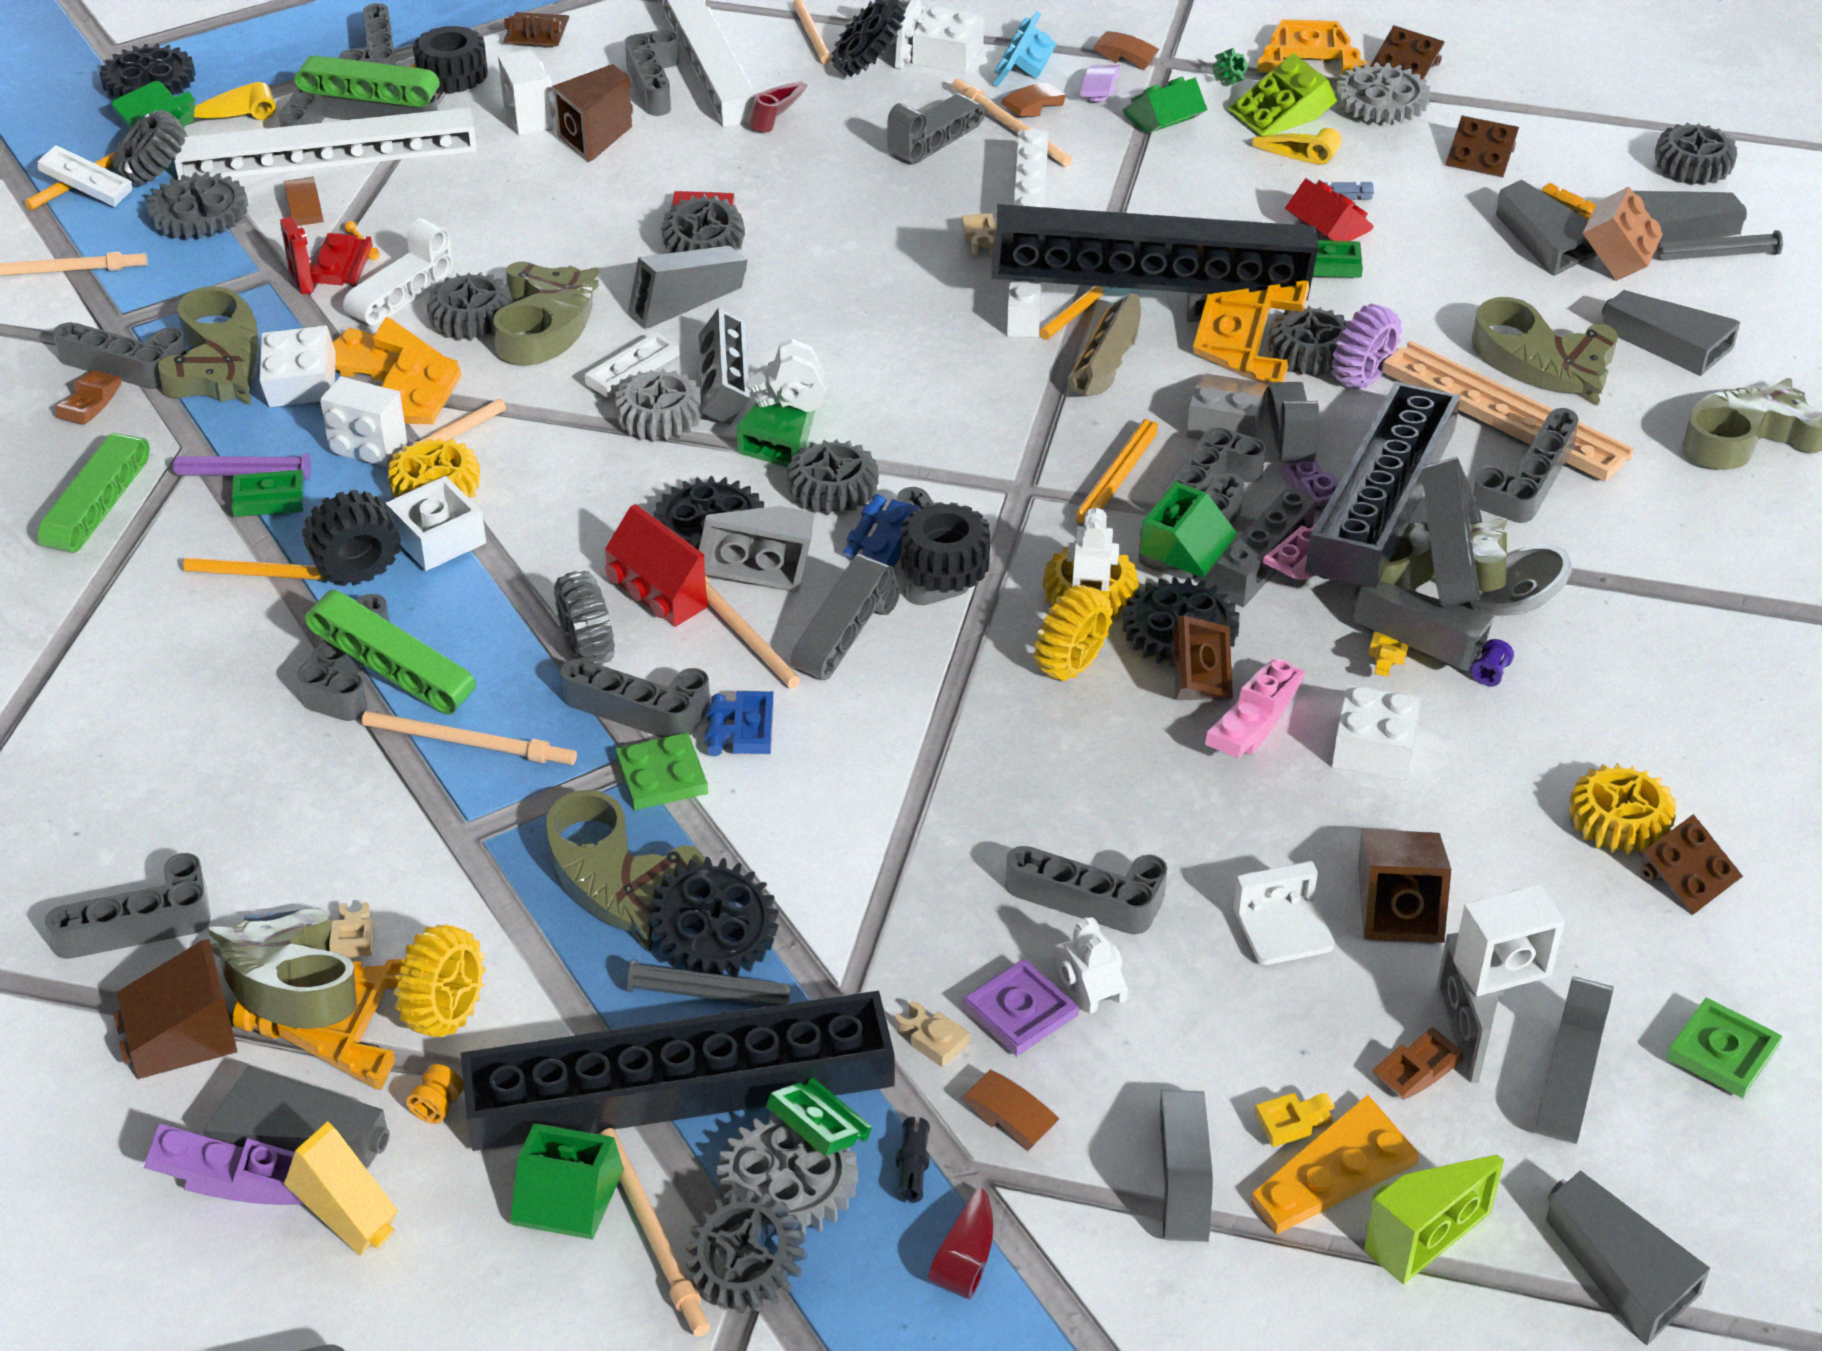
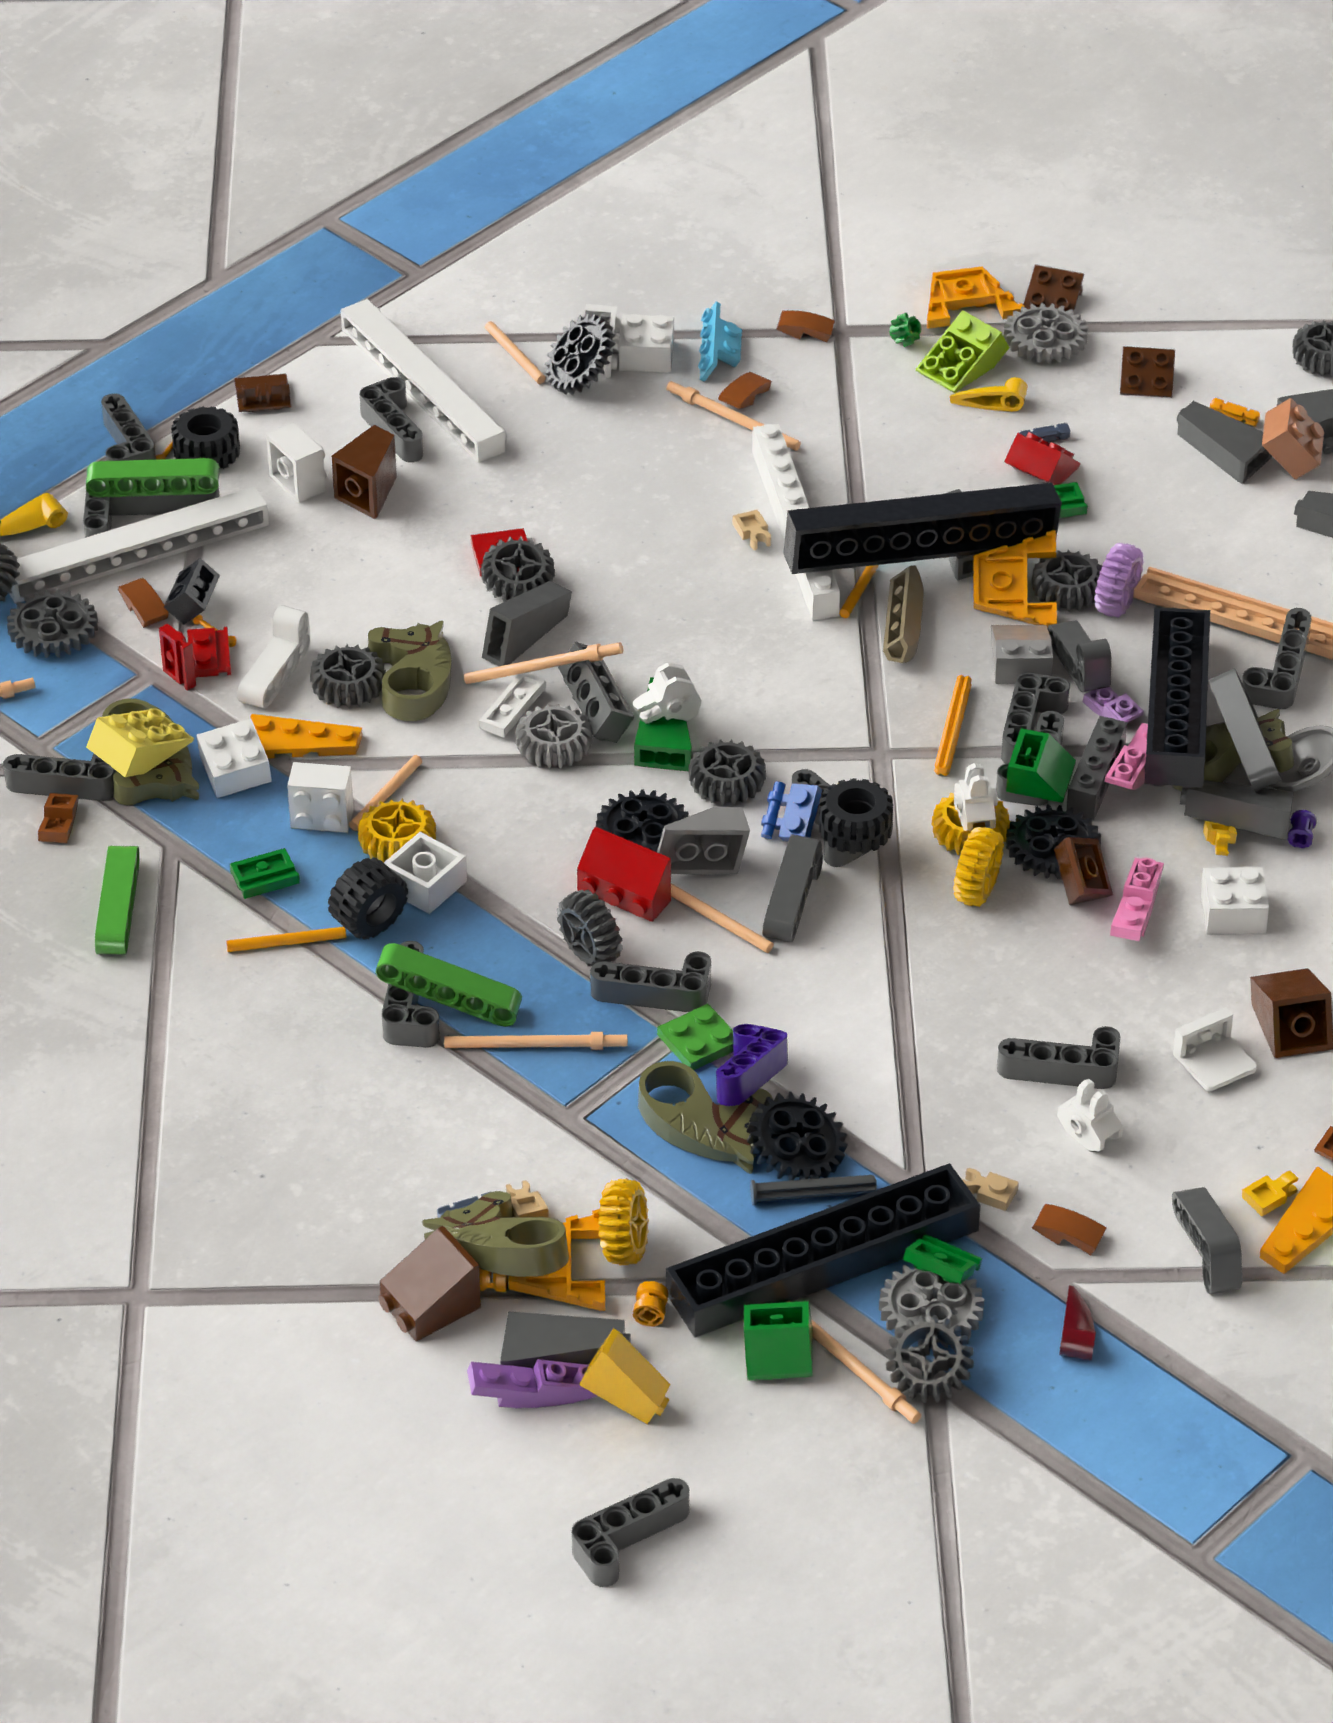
camera: 15 degrees left, 0 degrees up
(134, 916) = (354, 1227): dark grey beam -> none
(197, 327) = (137, 740): none -> light yellow slope
(239, 465) = (225, 854): medium lavender axle -> none
(352, 196) = (191, 591): none -> black brick
(418, 373) = (335, 744): light orange wing -> none
(713, 807) = (757, 1058): none -> dark purple beam
(725, 320) = (592, 653): none -> light nougat bar
(751, 727) = (754, 986): blue plate -> none
(772, 103) = (519, 435): dark red piece -> none
(912, 1160) = (1014, 1277): black pin -> none
(920, 135) = (663, 442): dark grey beam -> none
(1020, 1007) = (1047, 1156): medium lavender plate -> none
(1100, 82) = (797, 362): lavender slope -> none
(1166, 105) = (864, 378): green slope -> none
(1539, 355) = (1254, 561): olive animal -> none

